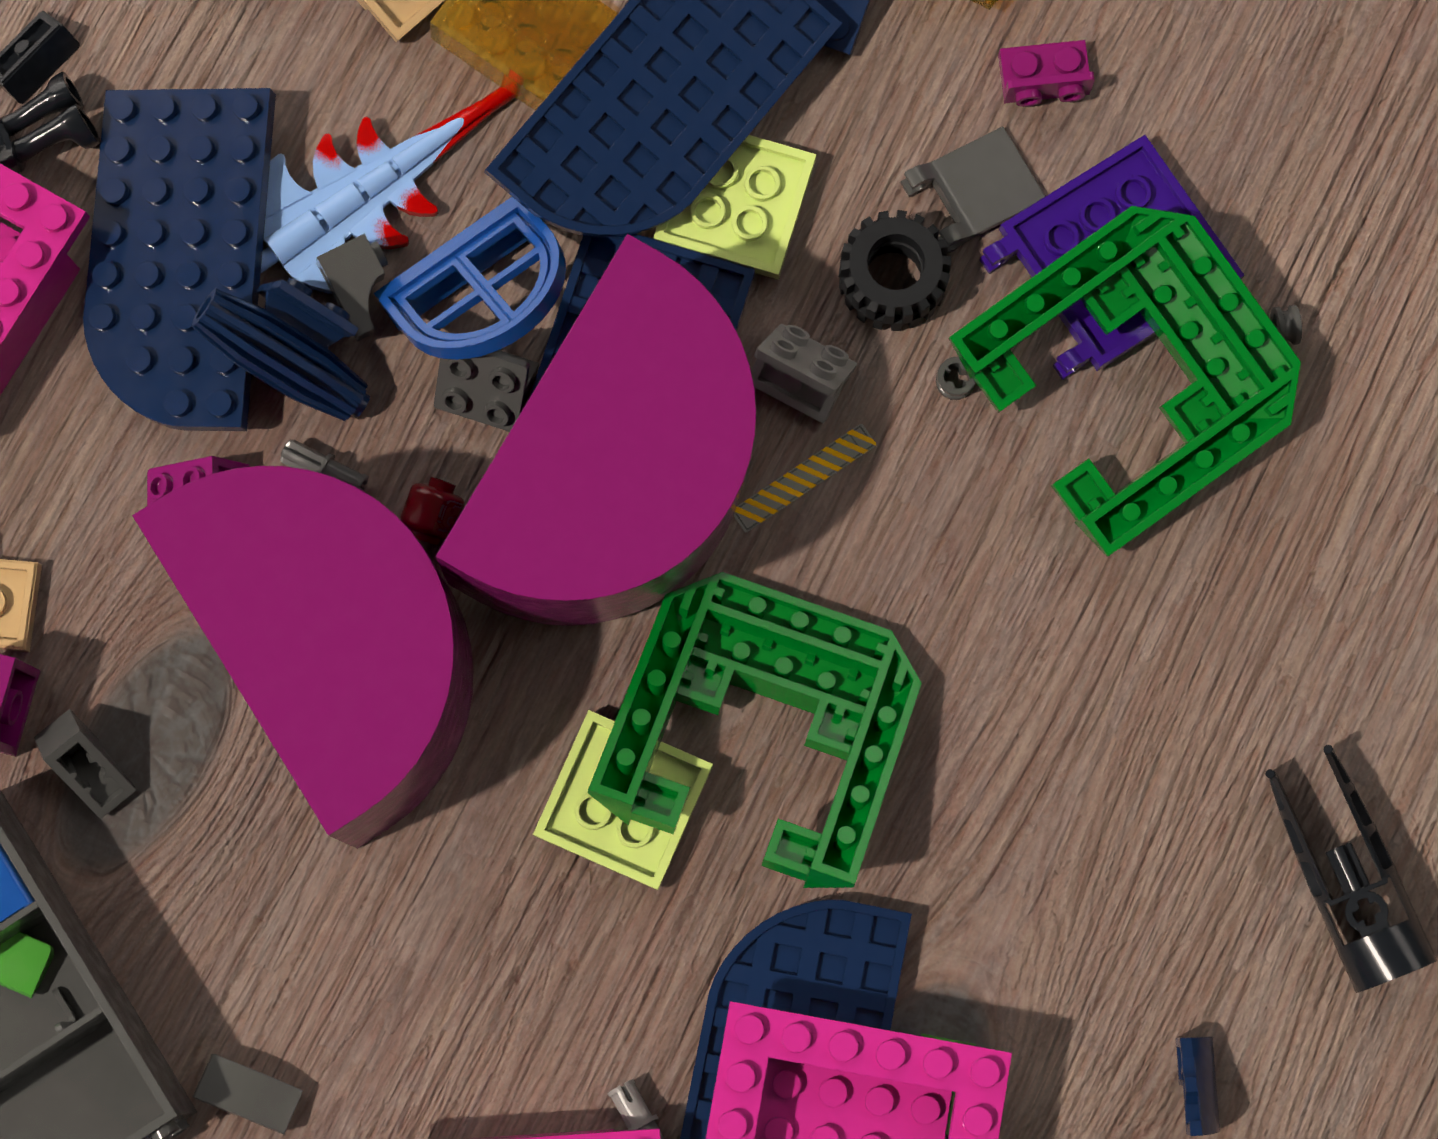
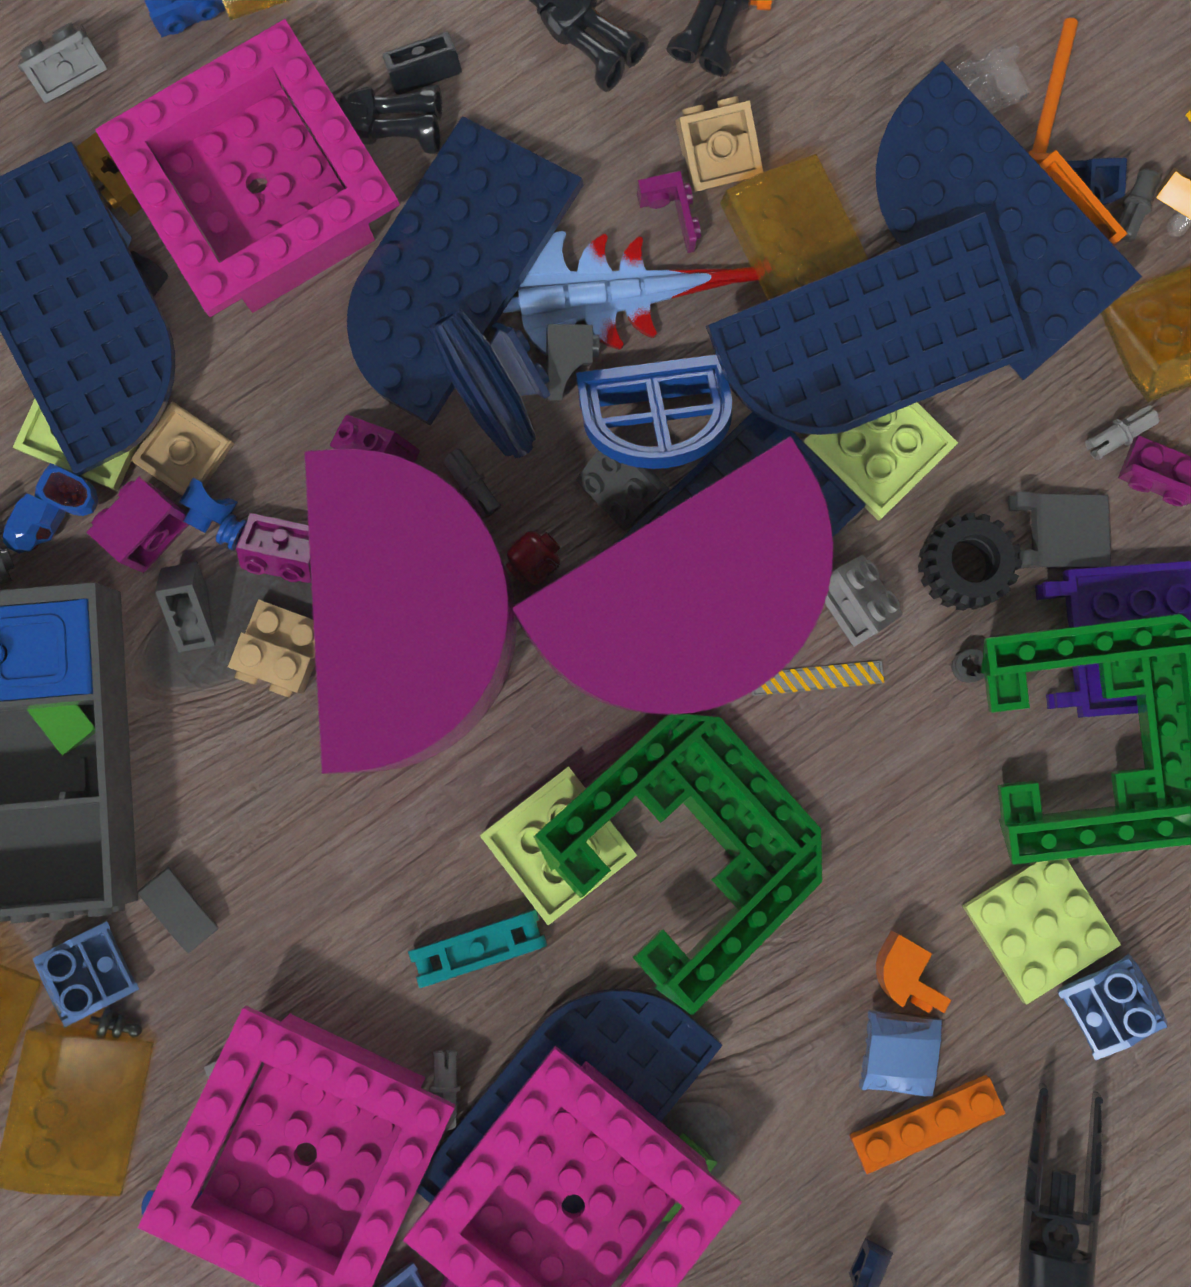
camera: 25 degrees right, 5 degrees up
(46, 646) = (203, 508): none -> blue piece
(90, 658) = (230, 531): none -> blue bush
(151, 648) = (275, 548): none -> magenta bracket
(208, 756) = (276, 650): none -> tan plate
(362, 57) = (669, 187): none -> magenta bracket
(595, 957) = (477, 948): none -> teal plate
(981, 53) = (1123, 431): none -> light grey axle
(1054, 733) = (899, 970): none -> orange brick
(1105, 820) = (901, 1053): none -> medium blue slope
(1173, 880) = (927, 1124): none -> orange plate
(1178, 607) = (1041, 926): none -> yellowish green plate
(1297, 648) = (1114, 1007): none -> medium blue slope

